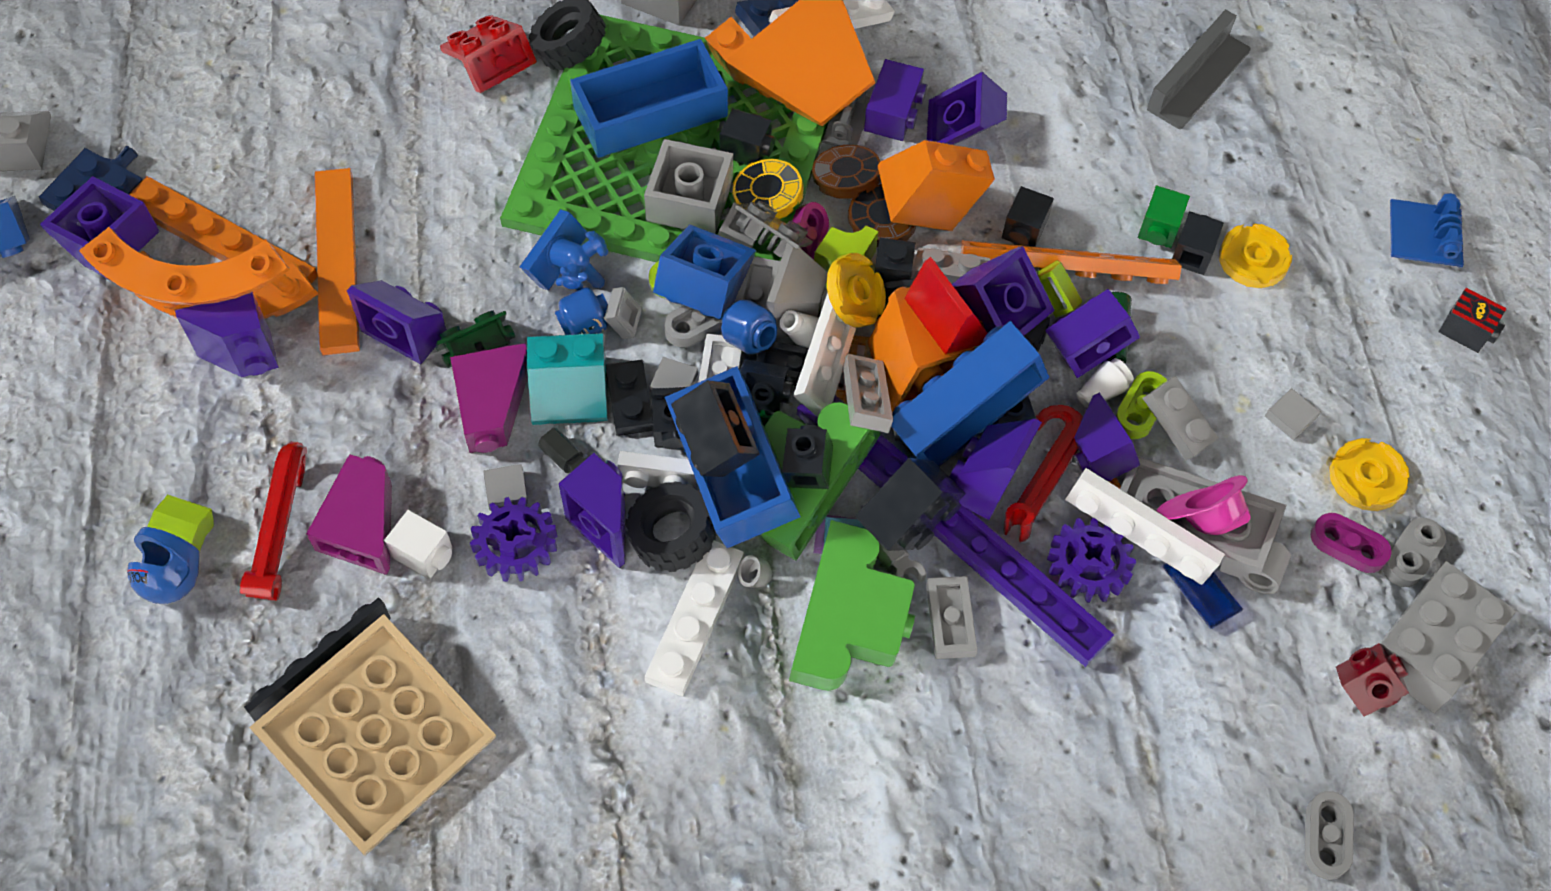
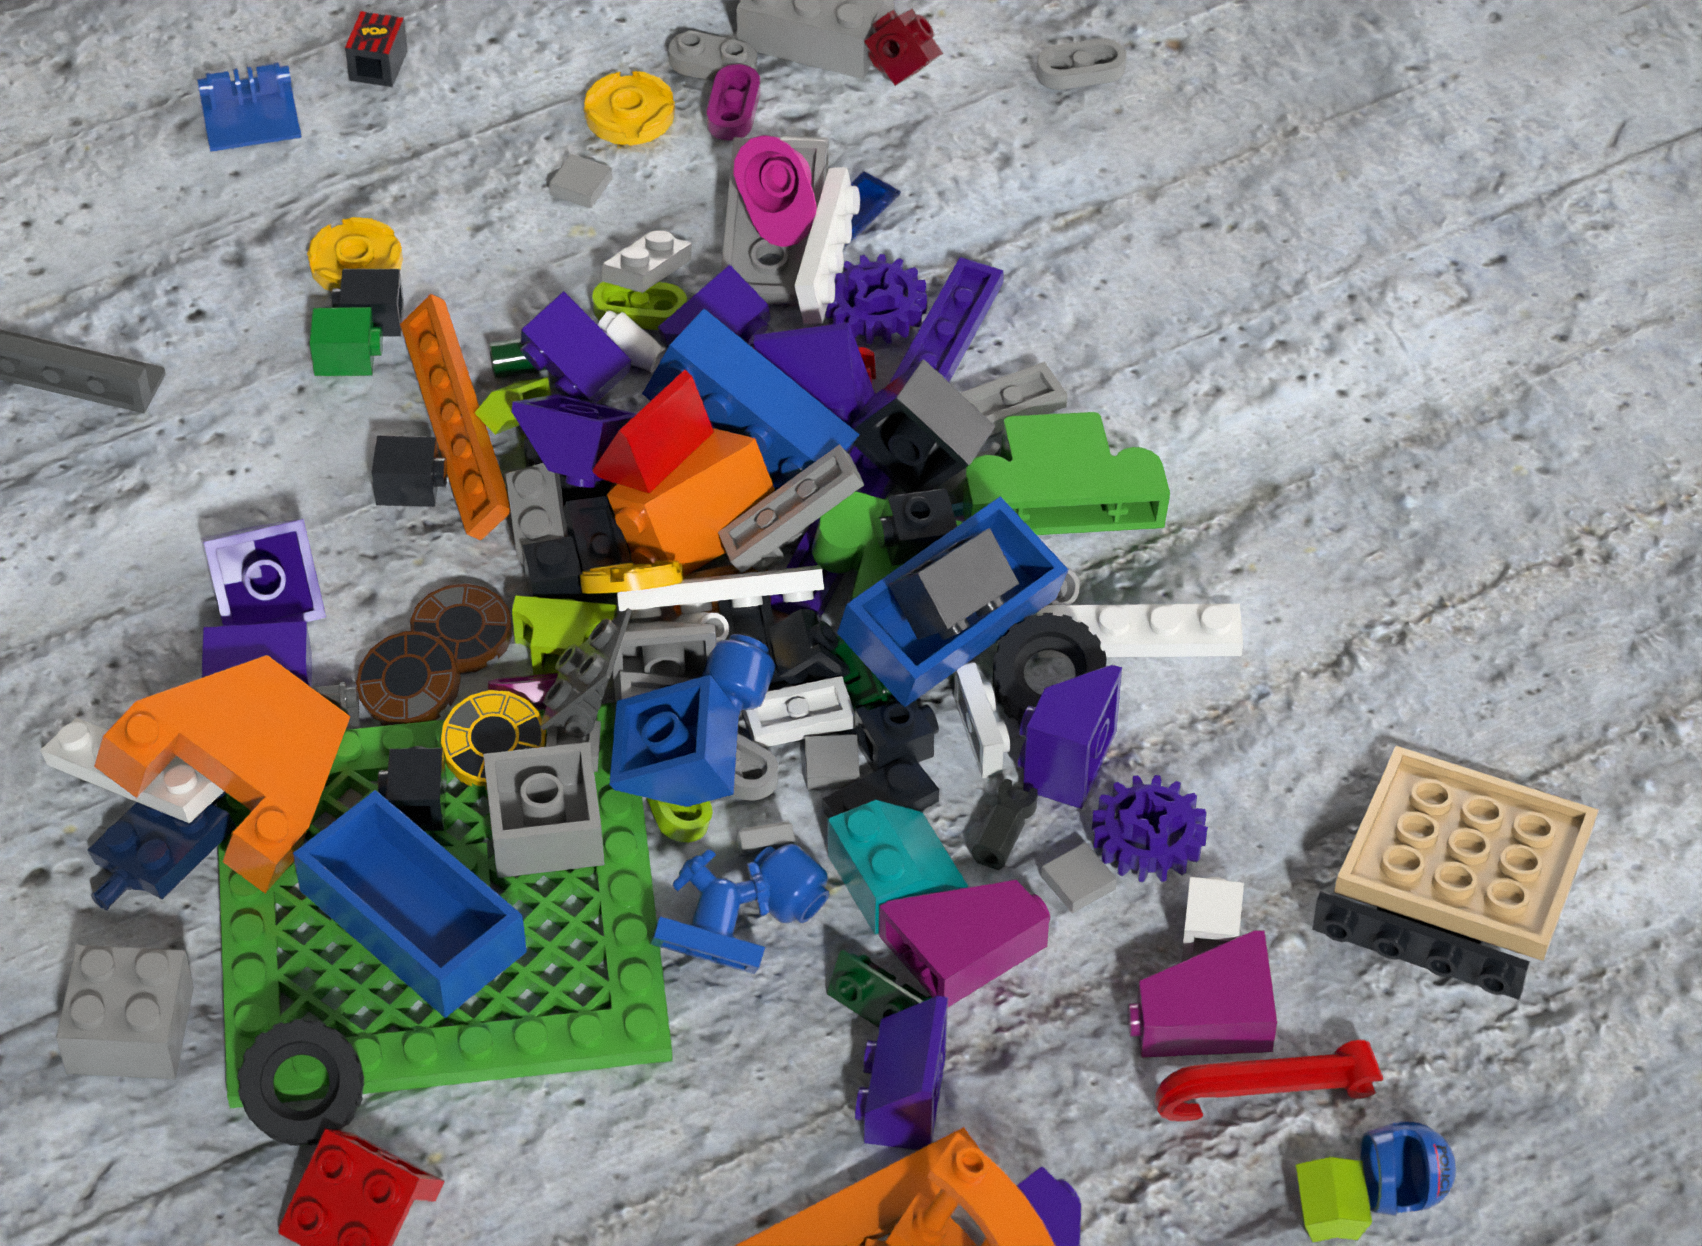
camera: 110 degrees left, 10 degrees down
(934, 183) = (414, 548): orange slope -> none

